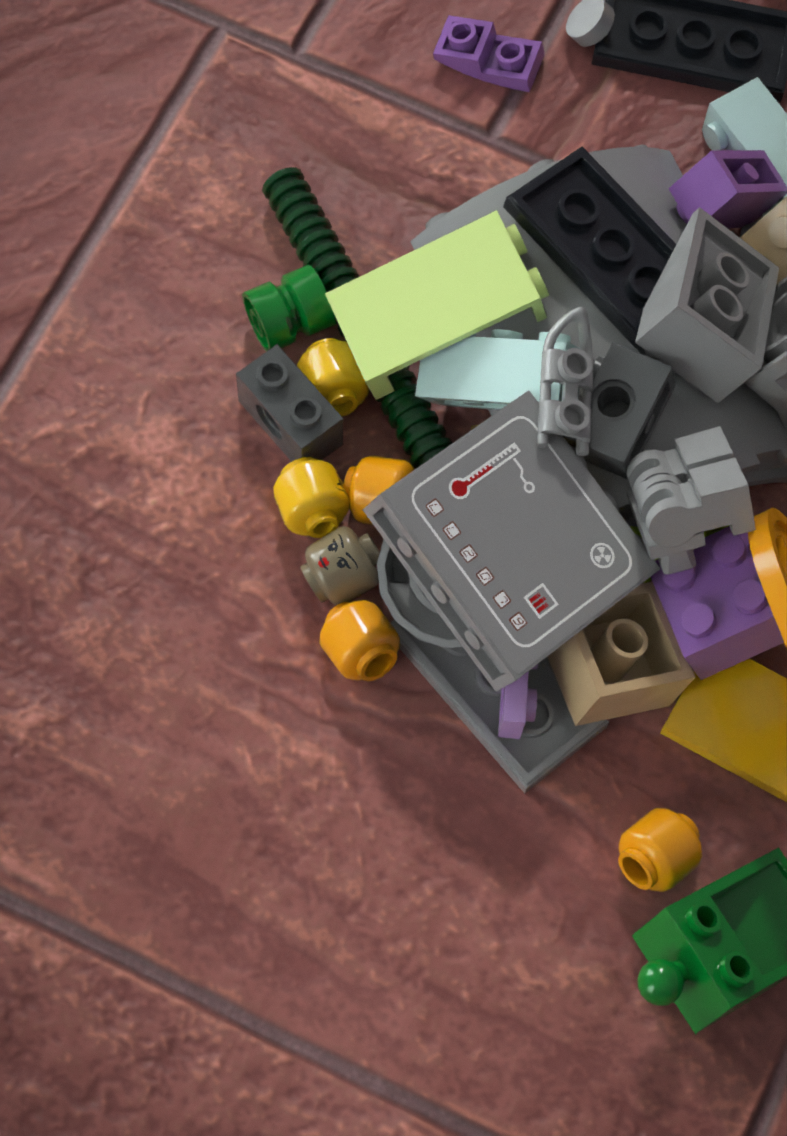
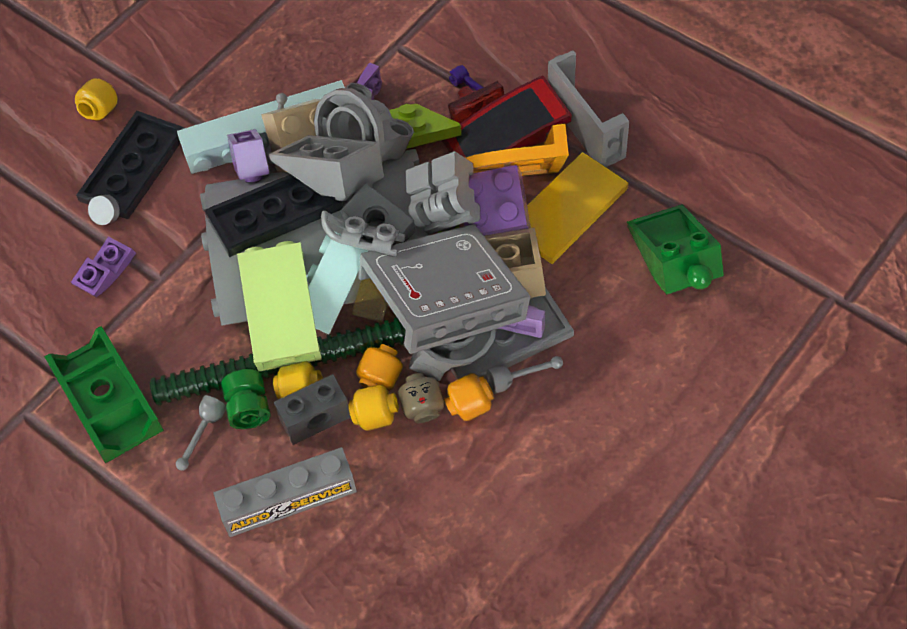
camera: 70 degrees left, 10 degrees down
(143, 404) = (285, 492): none -> light grey brick
(228, 146) = (120, 416): none -> green piece
(263, 265) = (210, 411): none -> light grey hinge
(408, 686) = (502, 378): none -> light grey hinge
(659, 850) = (622, 271): light orange head -> none

